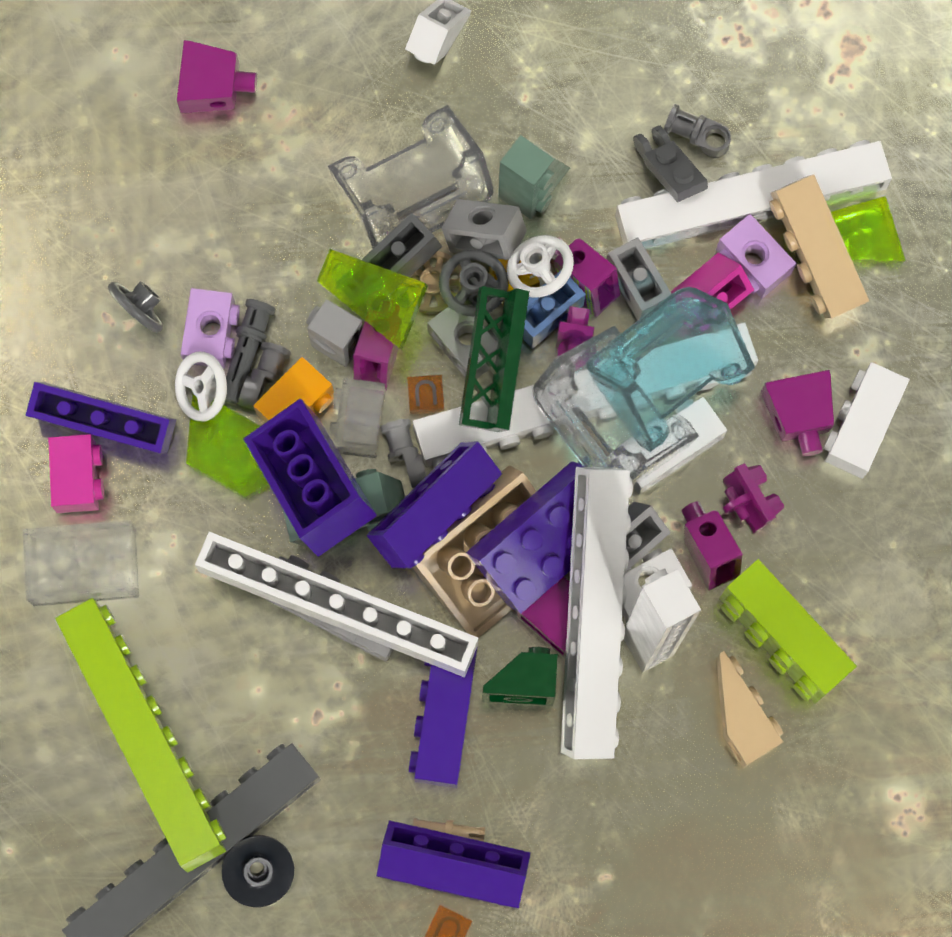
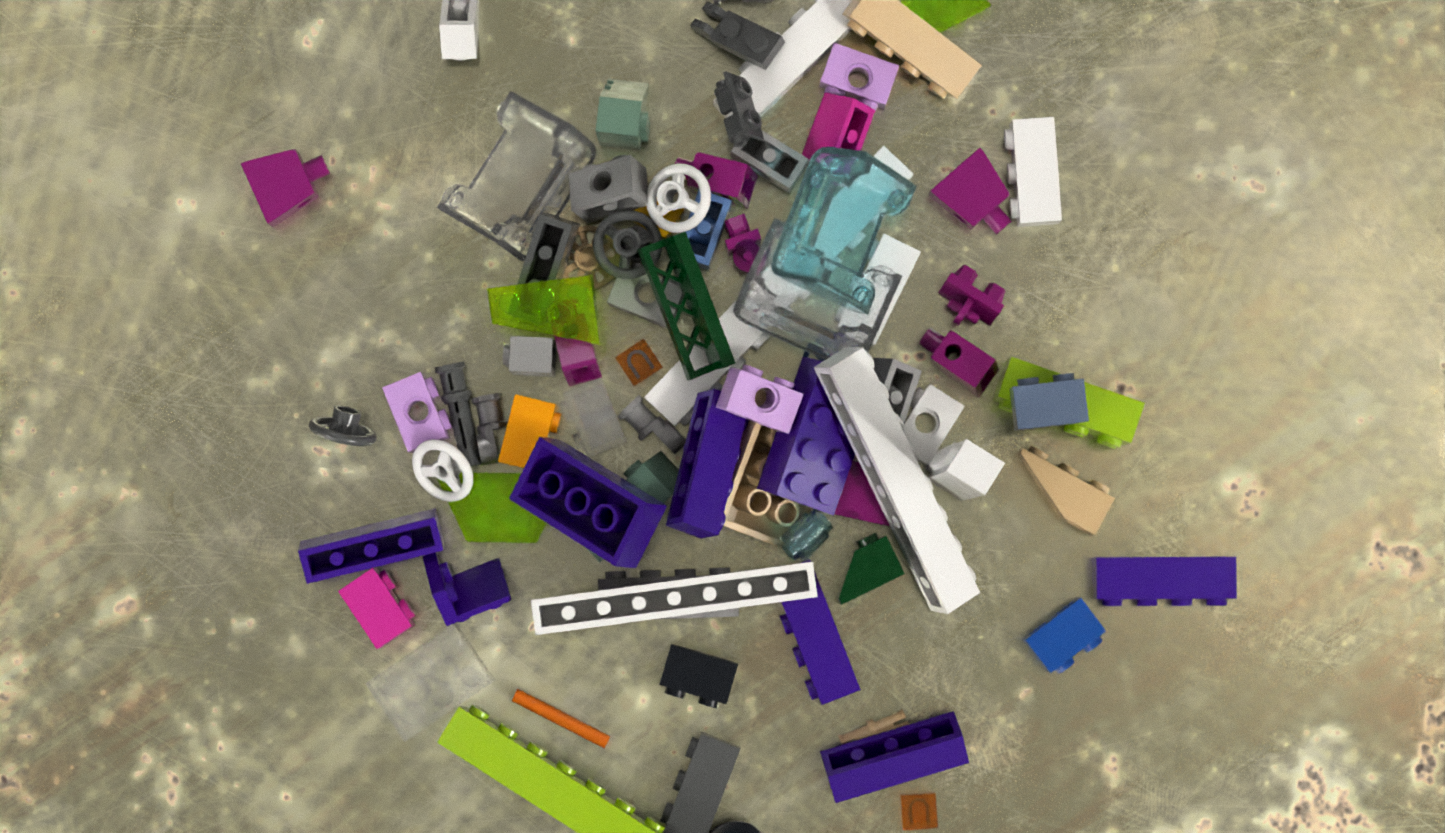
camera: 25 degrees left, 10 degrees up
(150, 504) = (468, 591): none -> dark purple bracket
(176, 663) = (561, 718): none -> orange bar
(320, 692) = (698, 675): none -> black brick
(487, 620) = (806, 535): none -> clear light blue brick
(493, 463) = (739, 398): none -> lavender brick
(638, 208) = (735, 96): none -> dark grey hinge
(669, 843) = (1065, 636): none -> blue brick
(769, 615) = (1048, 403): none -> sand blue brick
(789, 842) = (1164, 578): none -> dark purple brick

